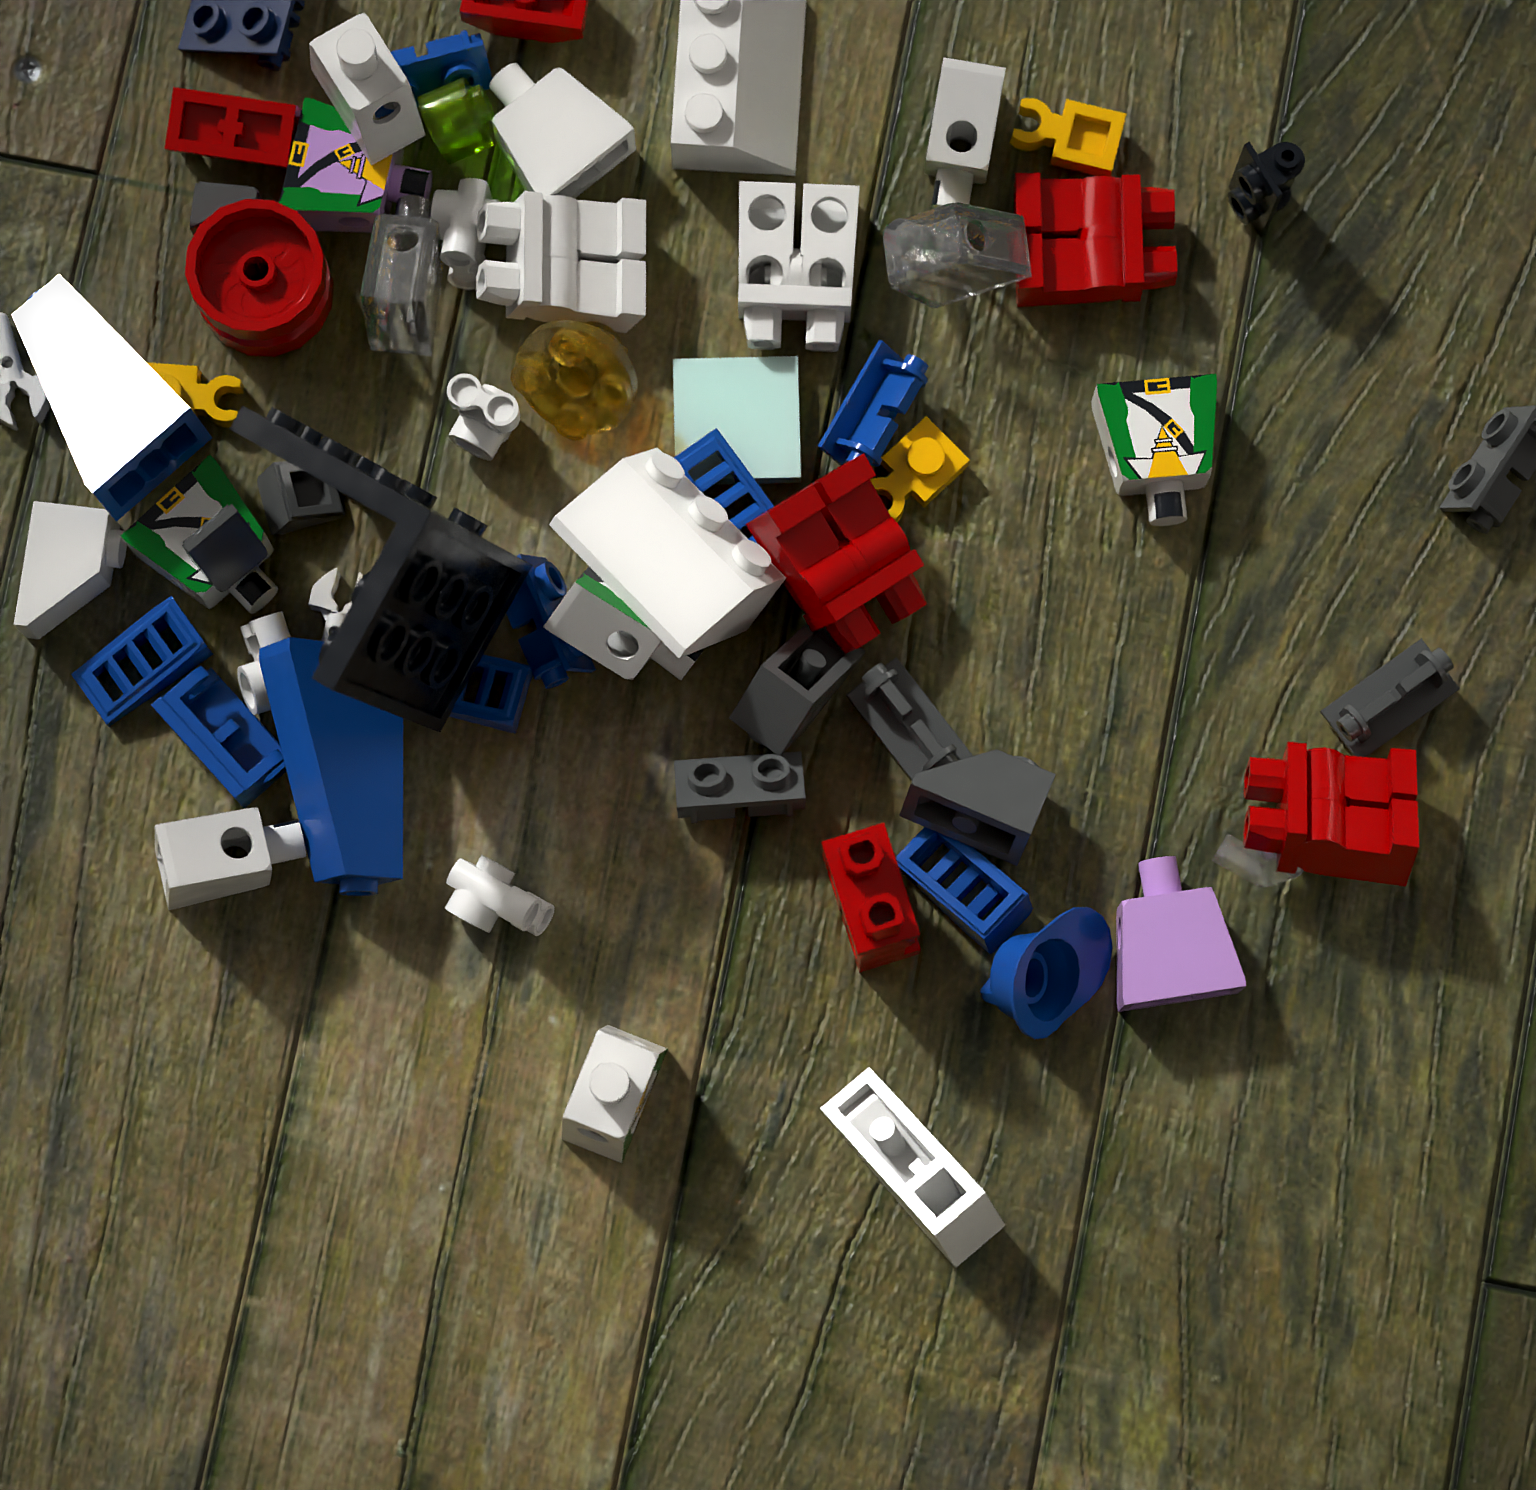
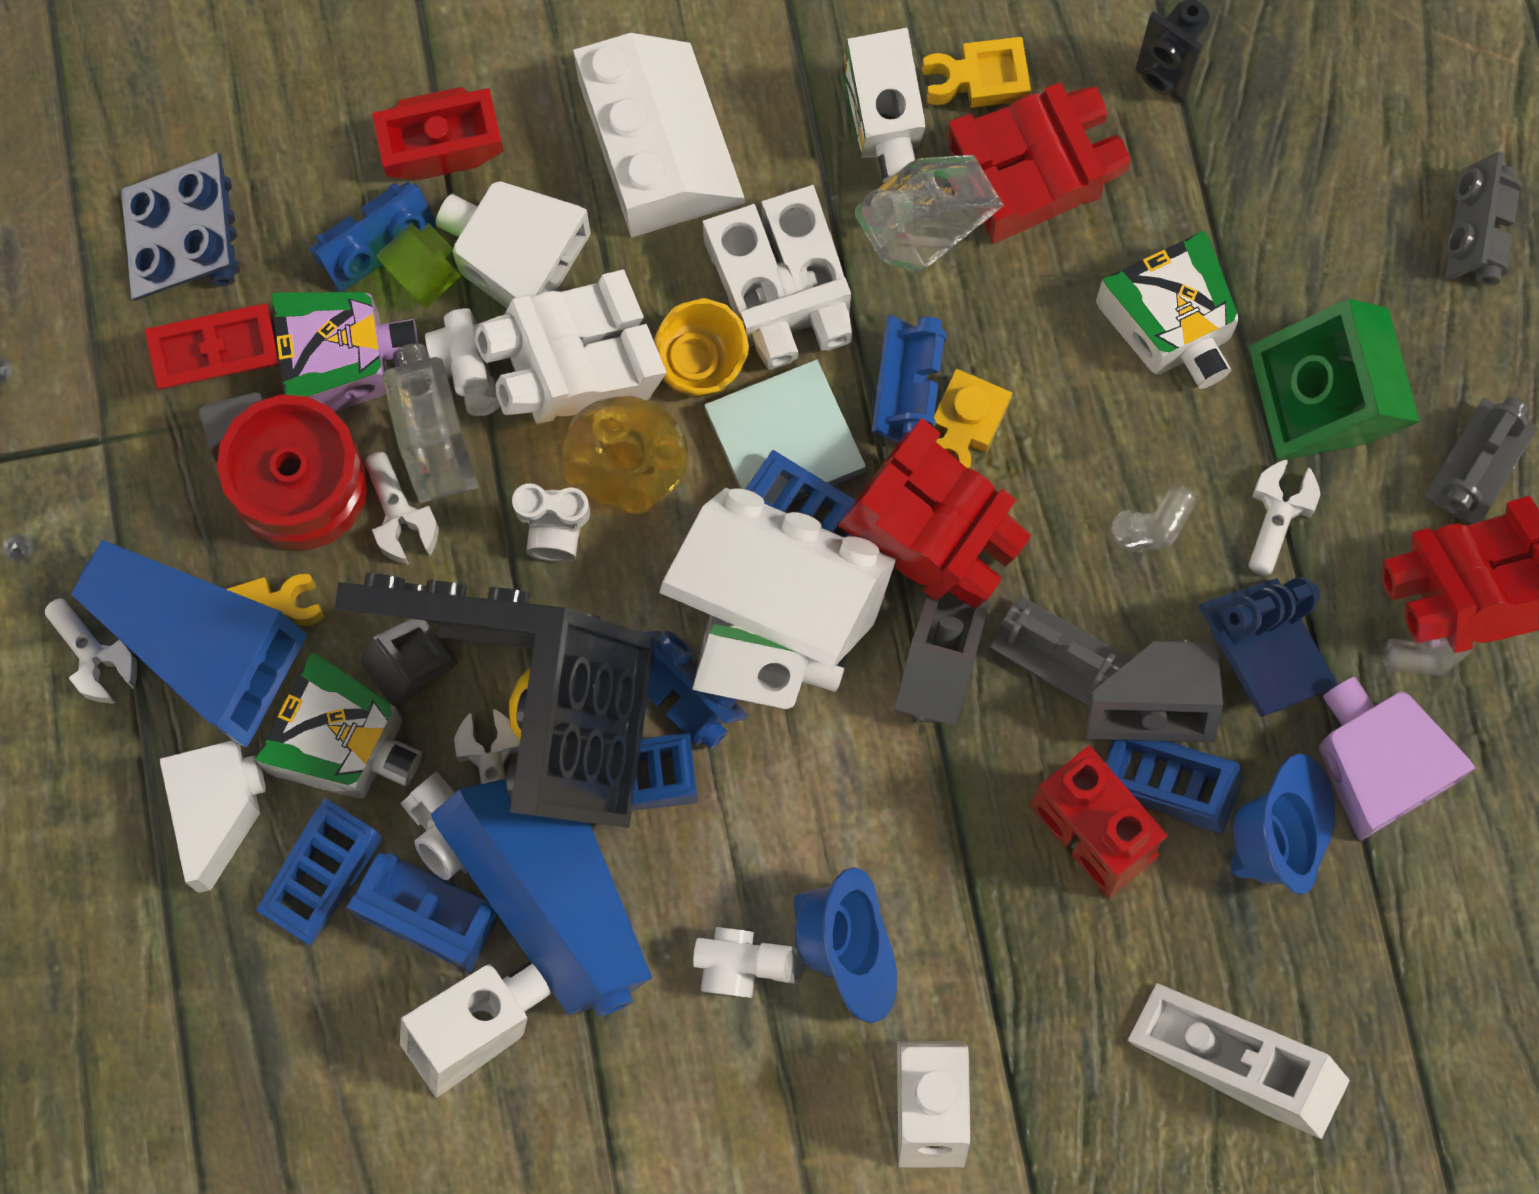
camera: 20 degrees left, 5 degrees down
(225, 548) = (362, 732): dark grey slope -> none
(346, 350) = (397, 511): none -> white bar
(360, 79) = (319, 250): white torso -> none
(597, 913) = (846, 940): none -> blue piece
(689, 303) = (701, 347): none -> yellow hair
(718, 785) = (943, 760): dark grey hinge -> none
(1052, 643) = (1156, 529): none -> clear arm
(1108, 793) = (1269, 642): none -> dark blue hinge
(1175, 675) = (1279, 514): none -> white bar
(1281, 567) = (1333, 381): none -> green slope

